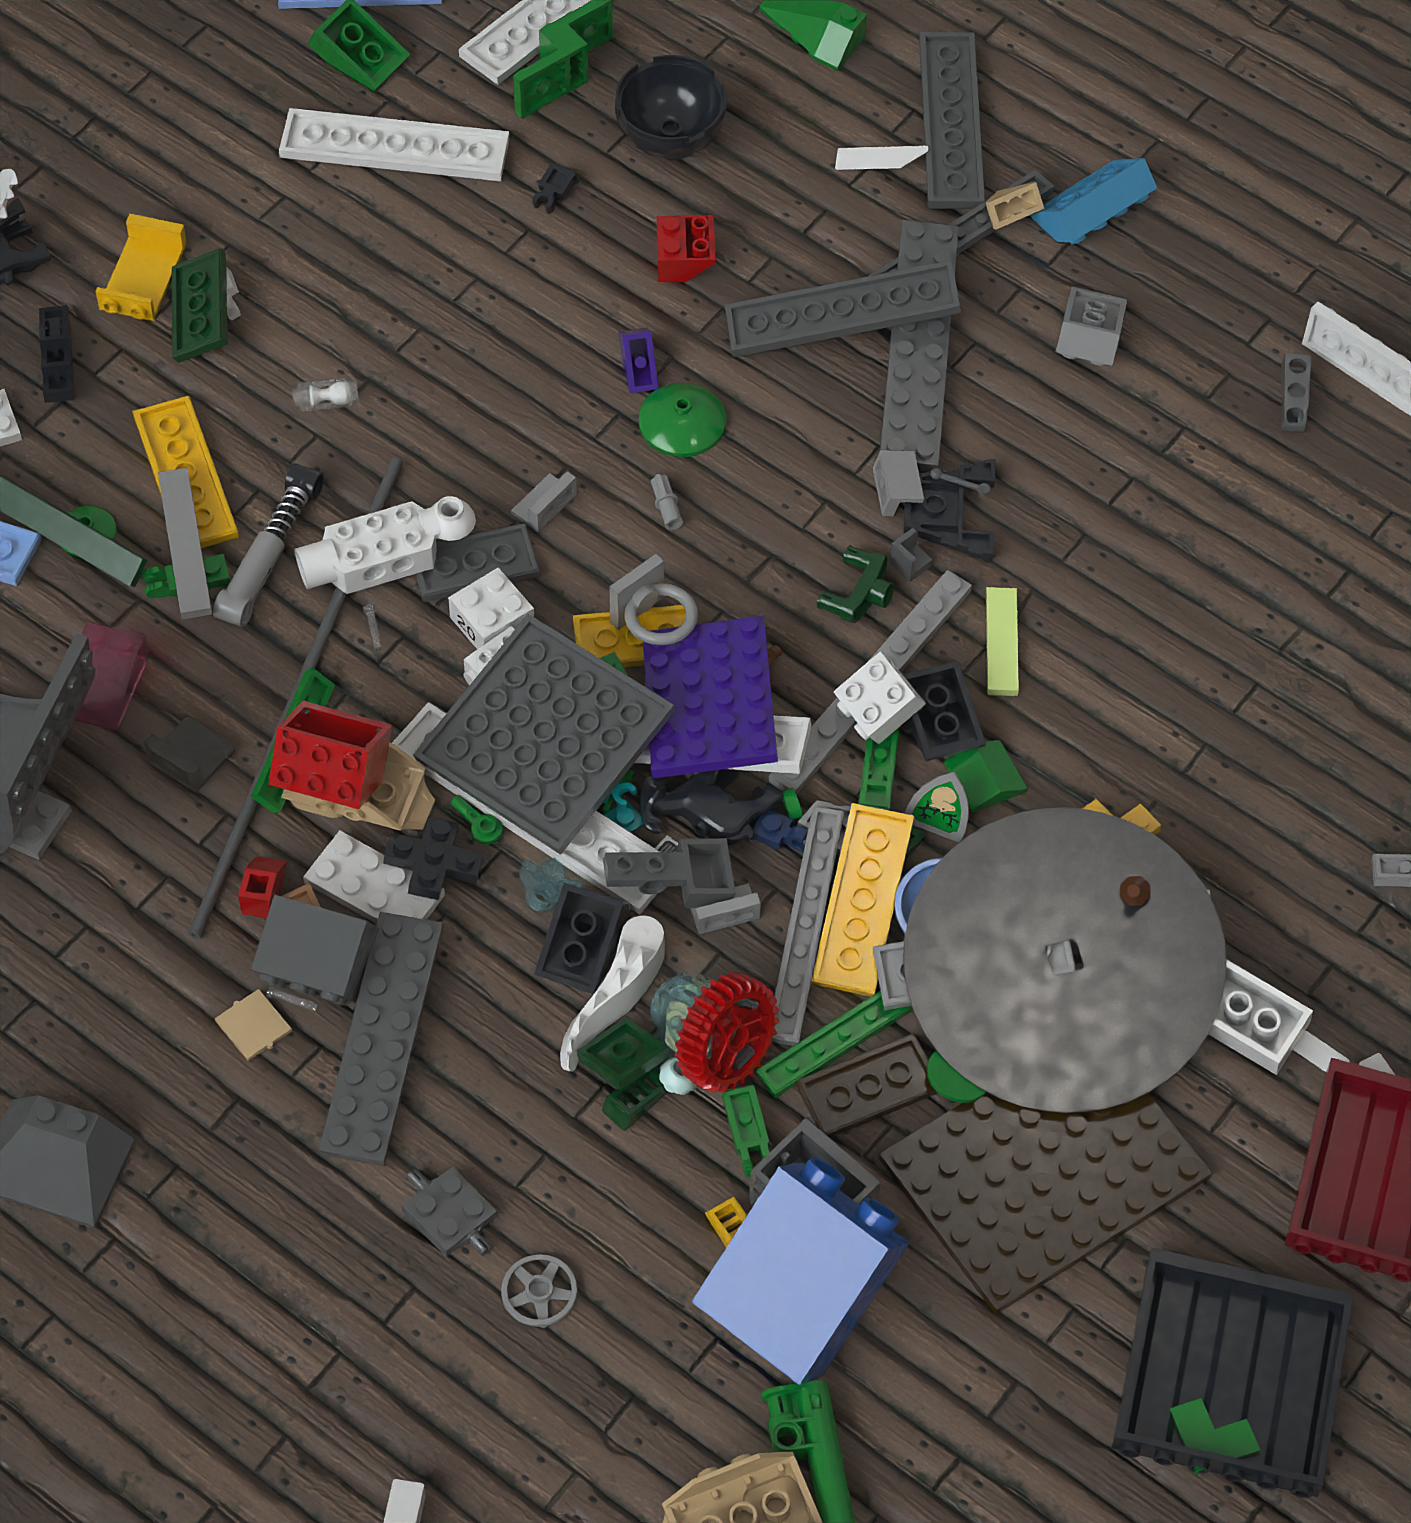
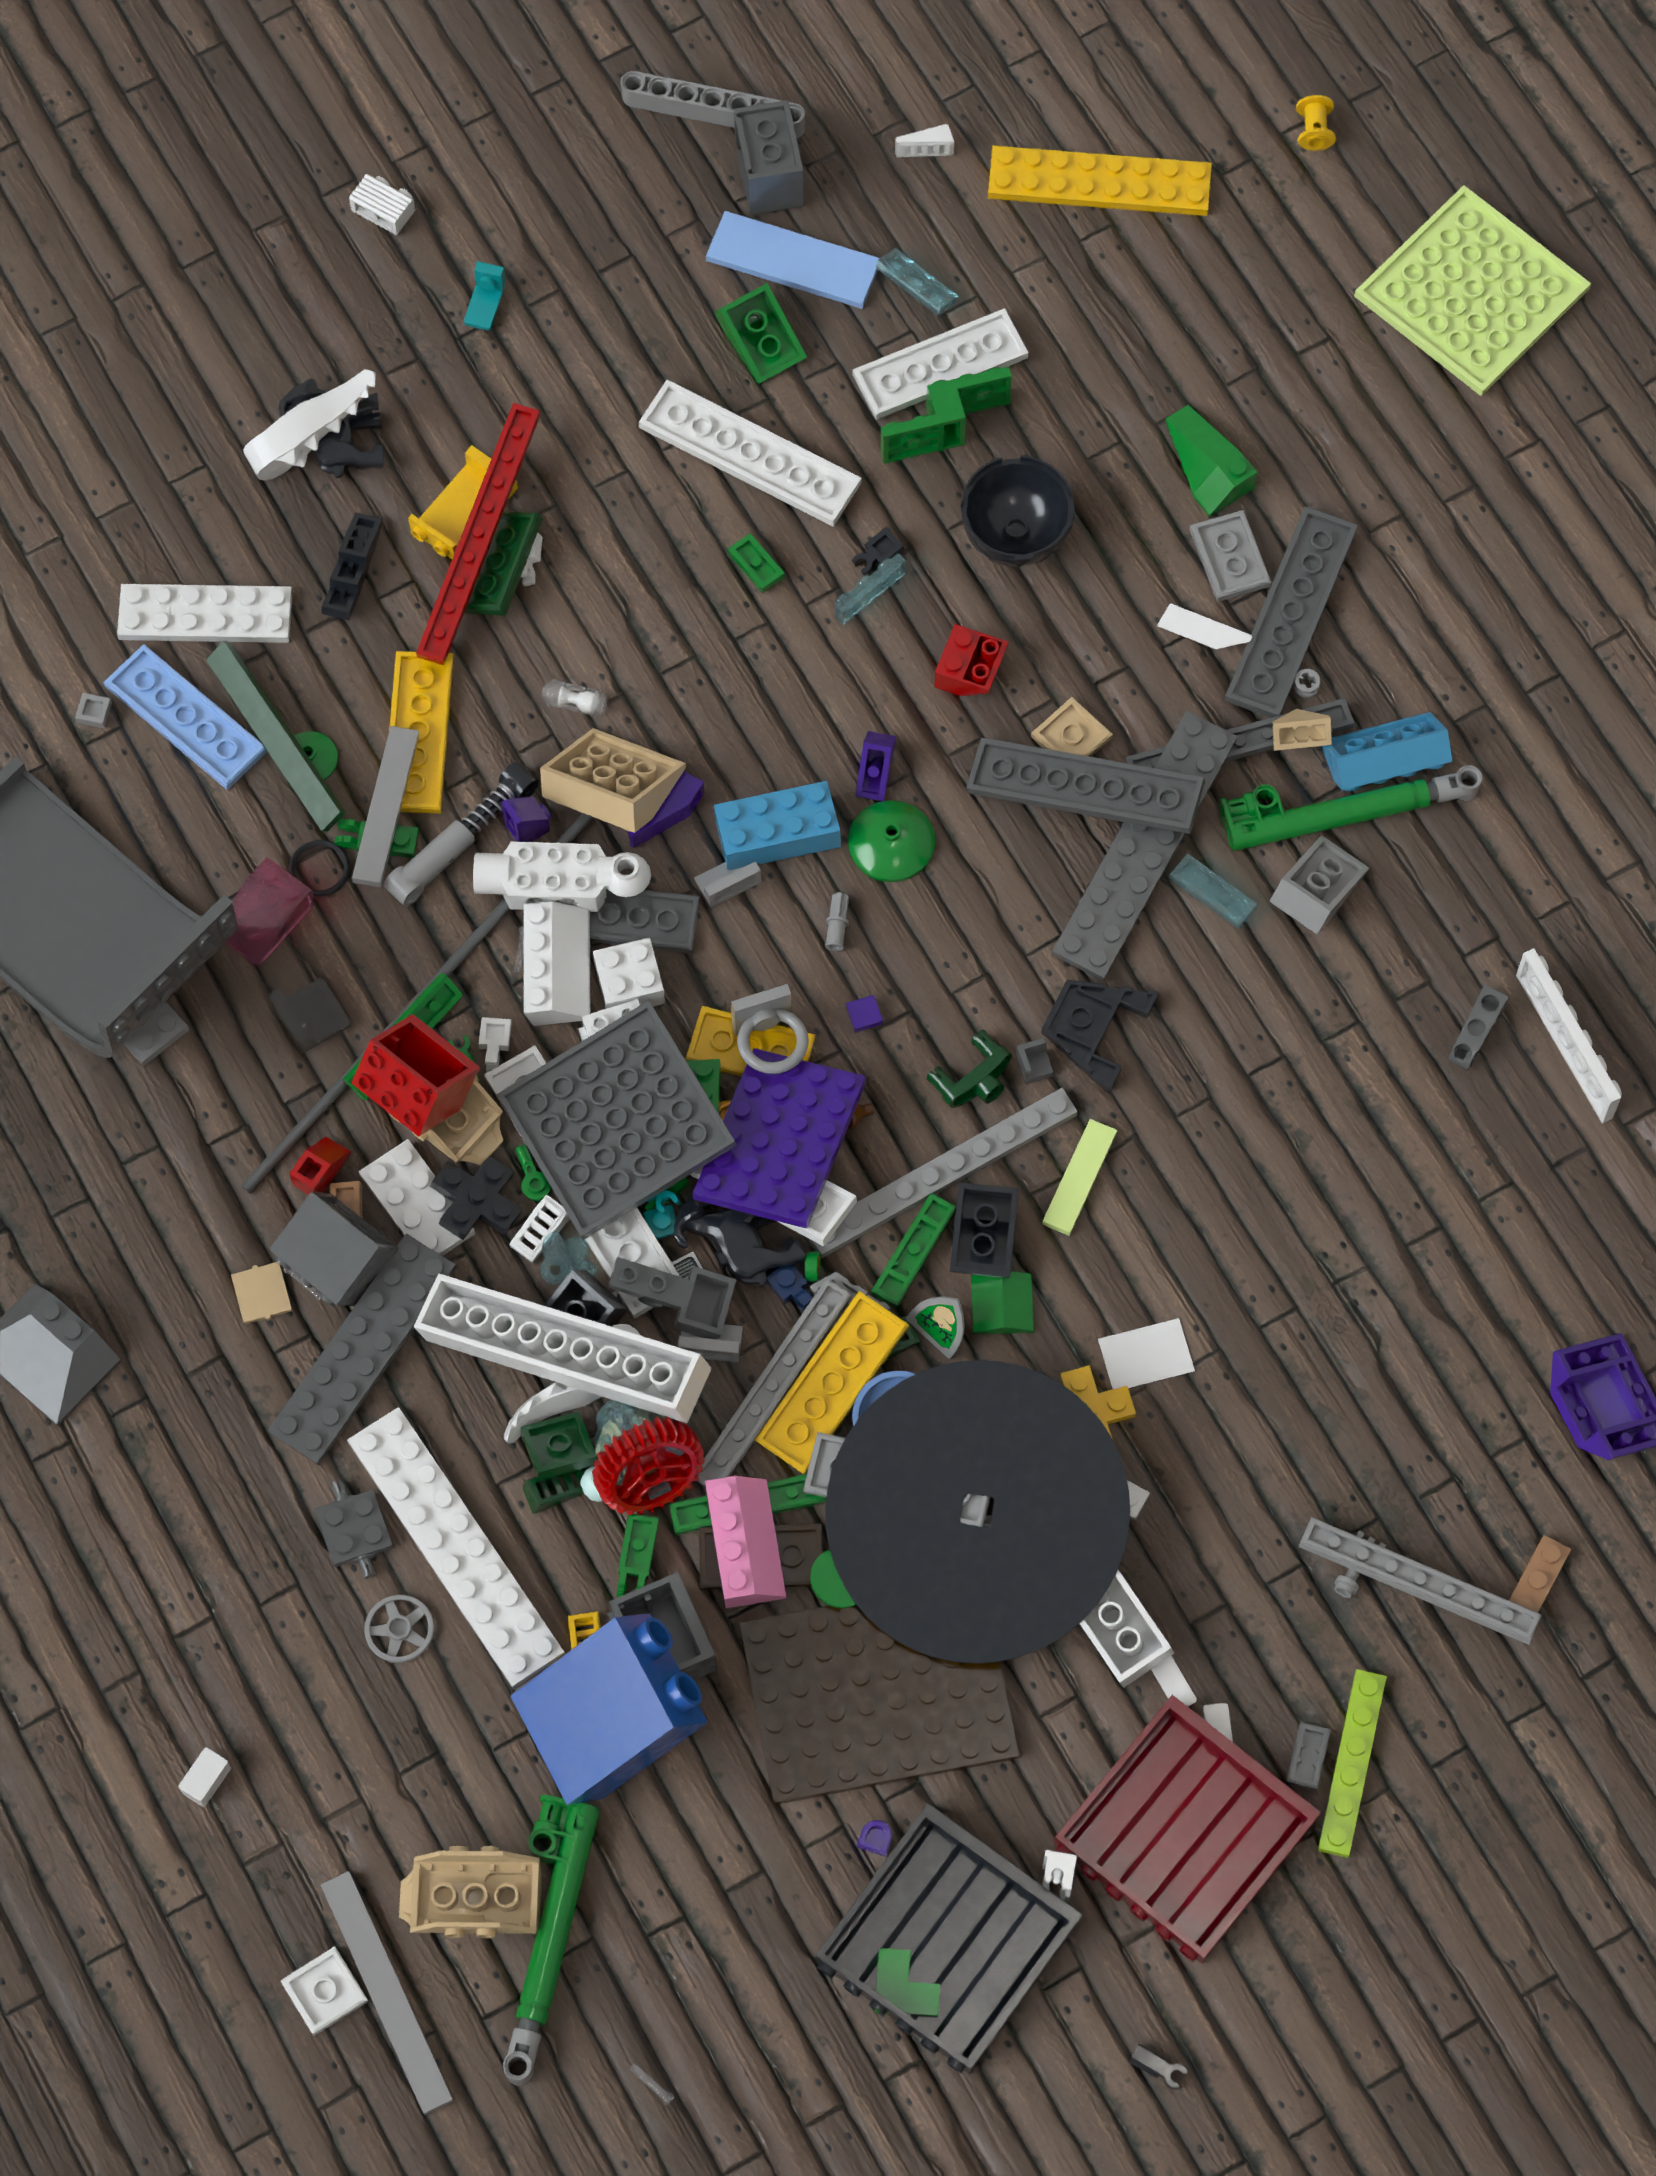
camera: 25 degrees right, 10 degrees up
(84, 91) = (486, 296): none -> teal bracket
(160, 604) = (341, 882): none -> black tyre
(170, 284) = (478, 534): none -> red plate
(325, 508) = (526, 818): none -> dark purple slope
(385, 708) = (494, 1037): none -> white plate
(395, 448) = (610, 779): none -> tan slope
(416, 623) = (556, 963): none -> white slope
(444, 231) = (756, 563): none -> green plate
(460, 456) = (675, 808): none -> dark purple slope
(514, 846) = (538, 1213): none -> white slope
(560, 217) = (869, 588): none -> clear light blue plate
(562, 1191) = (456, 1548): none -> white plate
(571, 436) = (777, 825): none -> dark azure brick
(592, 951) = (563, 1347): none -> white brick
(730, 571) = (864, 1013): none -> dark purple tile
(802, 271) = (1072, 731): none -> tan tile
(848, 1074) = (745, 1540): none -> bright pink slope
(872, 94) = (1230, 556): none -> light grey tile
(878, 698) = (929, 1198): white brick -> none
(897, 480) = (1058, 980): light grey panel -> none
(983, 489) = (1132, 1019): dark grey hinge -> none
(994, 164) = (1312, 677): none -> light grey bush
(999, 362) = (1213, 891): none -> clear light blue plate
(1014, 288) = (1255, 824): none -> green piece
(1112, 1306) = (876, 1838): none -> dark purple tile
(1135, 890) = (1064, 1475): reddish brown rock -> none
(1142, 772) = (1146, 1354): none -> white sticker
(1312, 1260) = (1059, 1869): none -> white hinge

